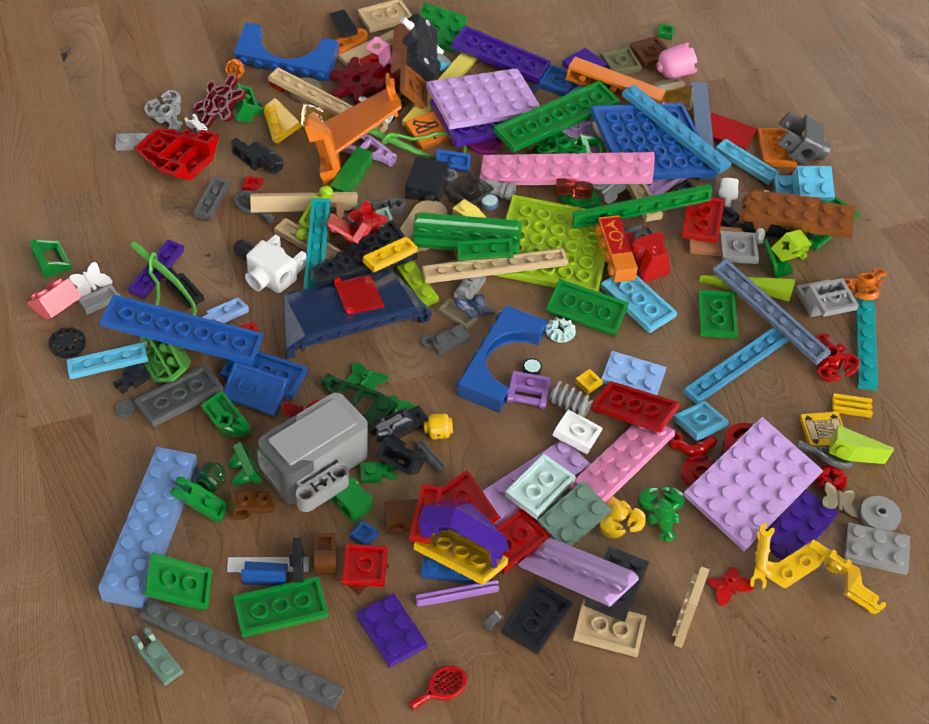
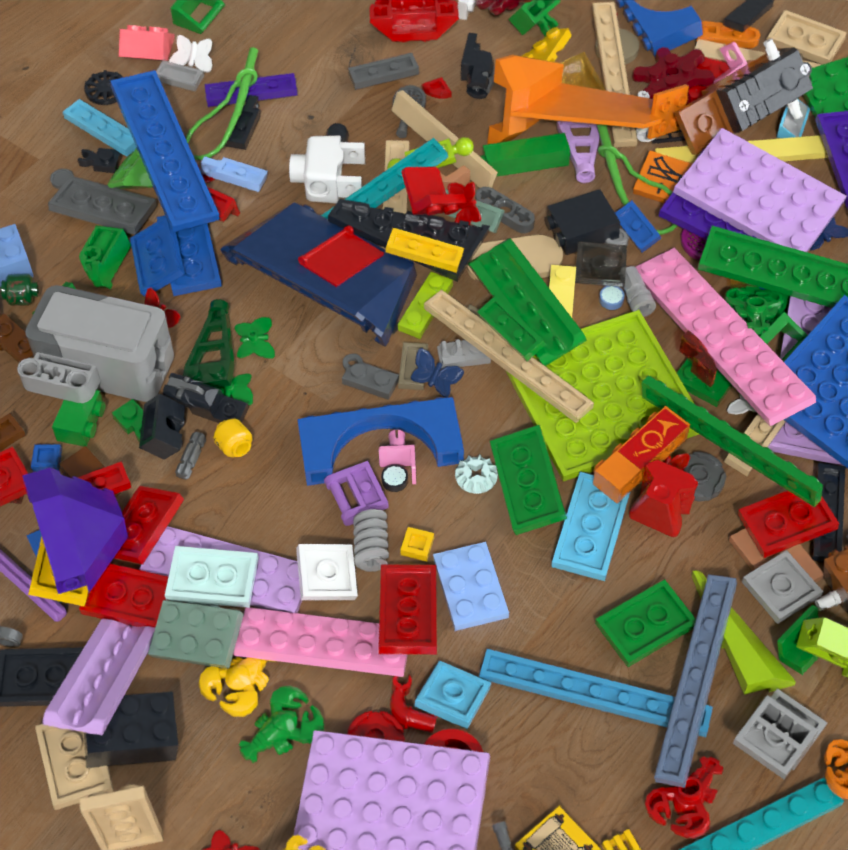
camera: 60 degrees right, 5 degrees up
(519, 355) = (398, 453): none -> bright pink bracket

